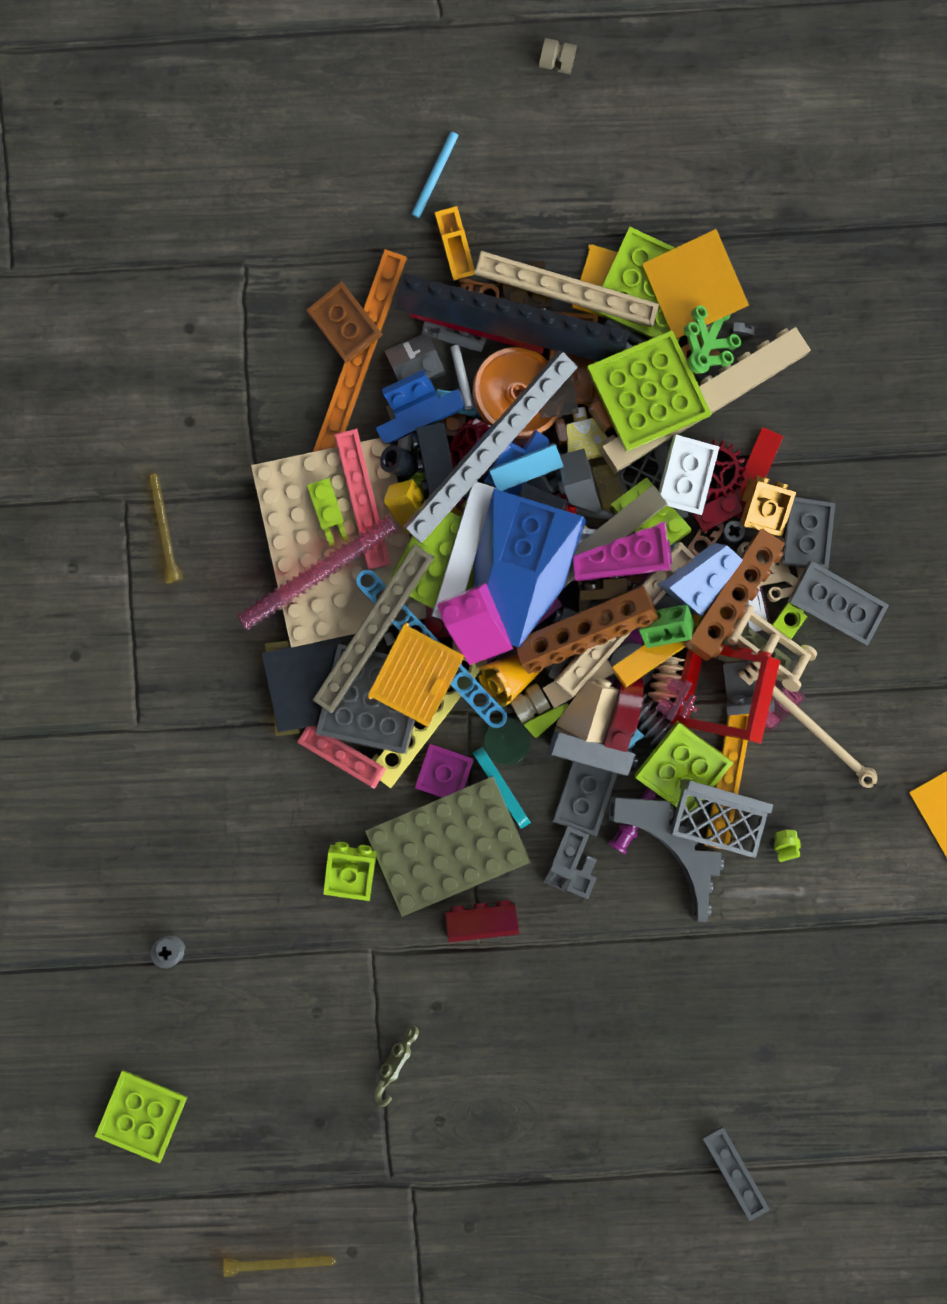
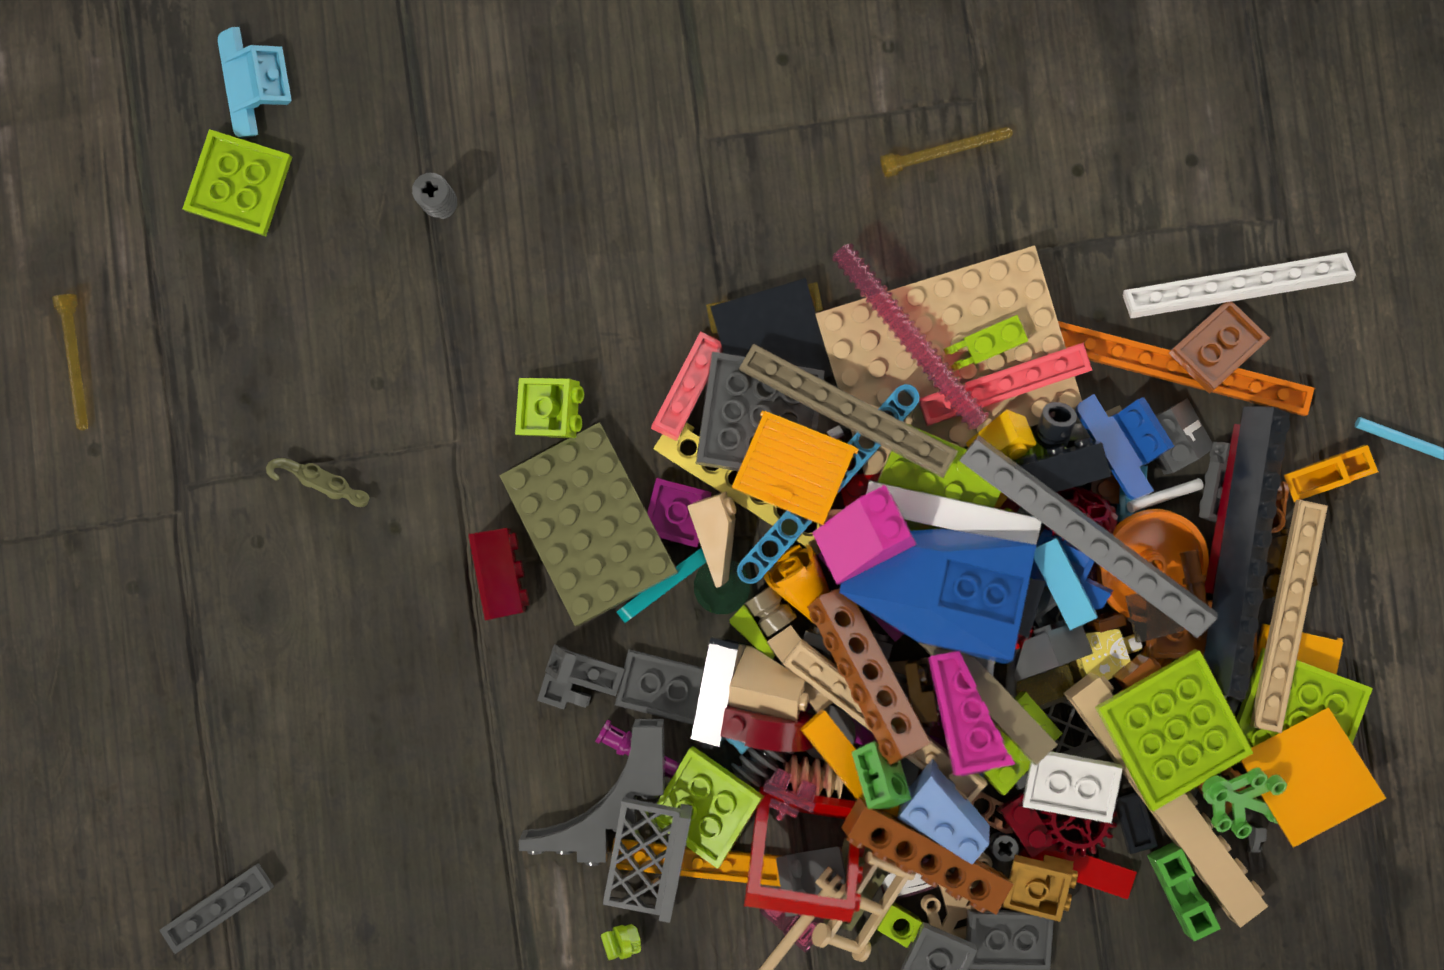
camera: 85 degrees right, 0 degrees up
(55, 1099) = (251, 78): none -> medium azure plate
(296, 301) = (1238, 285): none -> white tile
(458, 742) = (715, 529): none -> tan slope
(529, 361) = (1193, 574): none -> reddish brown pin
(723, 424) = (1135, 823): none -> black tile
(780, 392) = (1186, 901): none -> bright green arch

